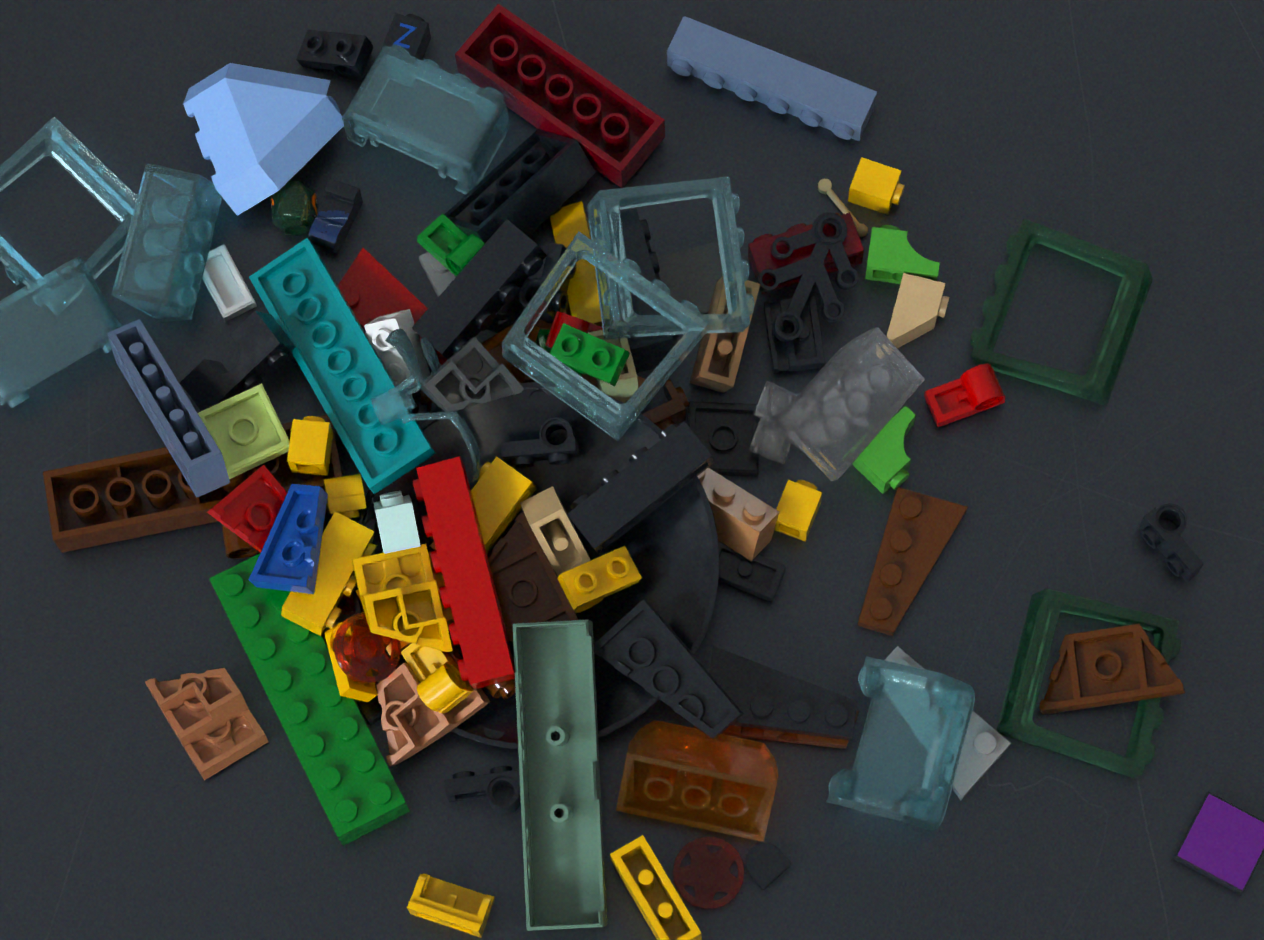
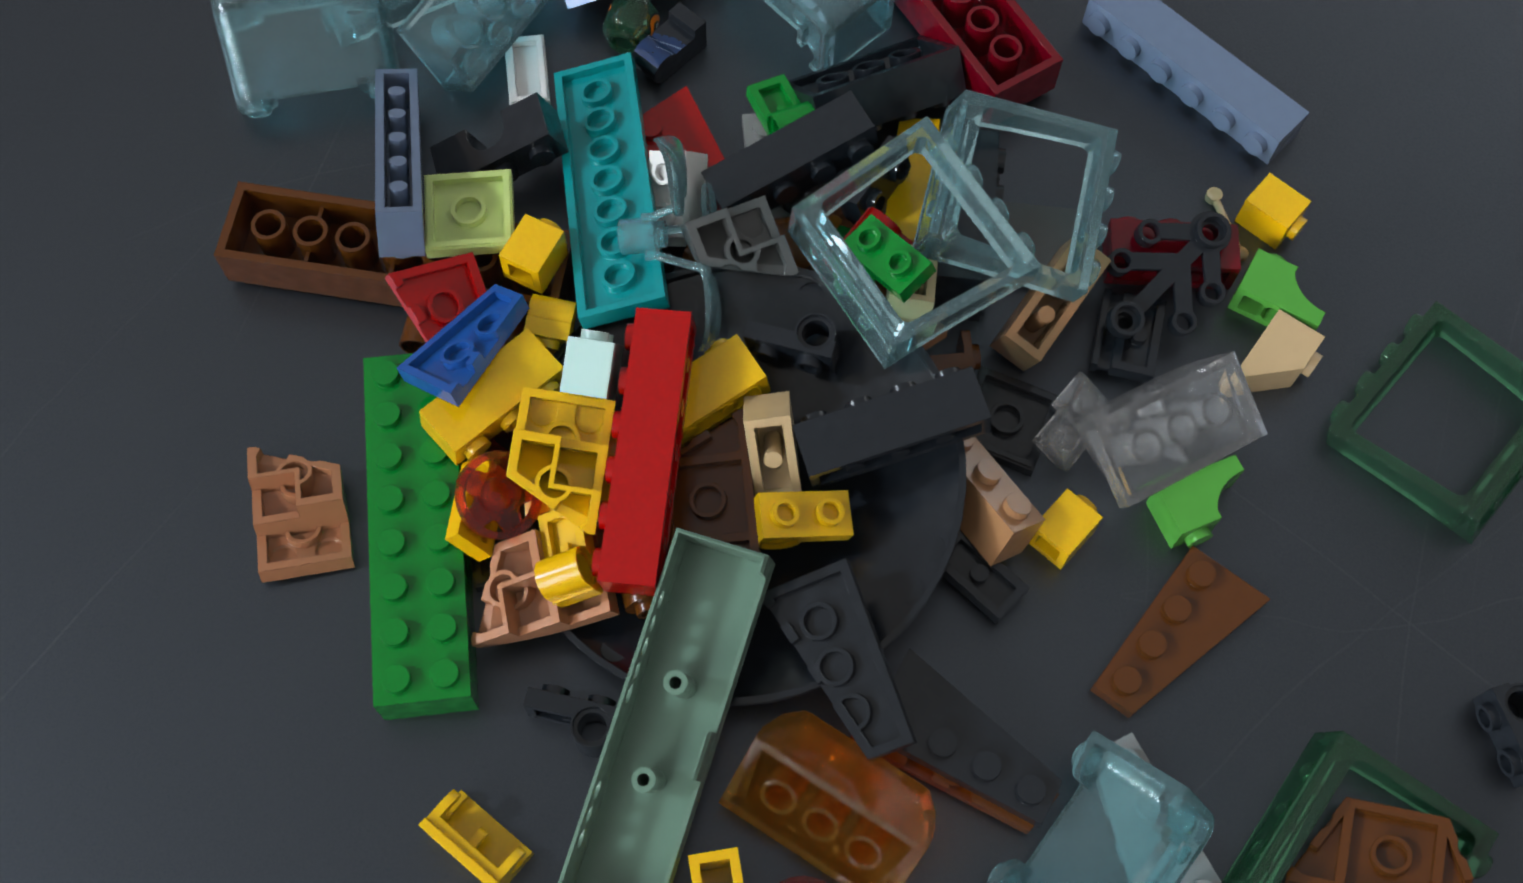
camera: 15 degrees right, 5 degrees down
(963, 397) = (1312, 472): red plate -> none

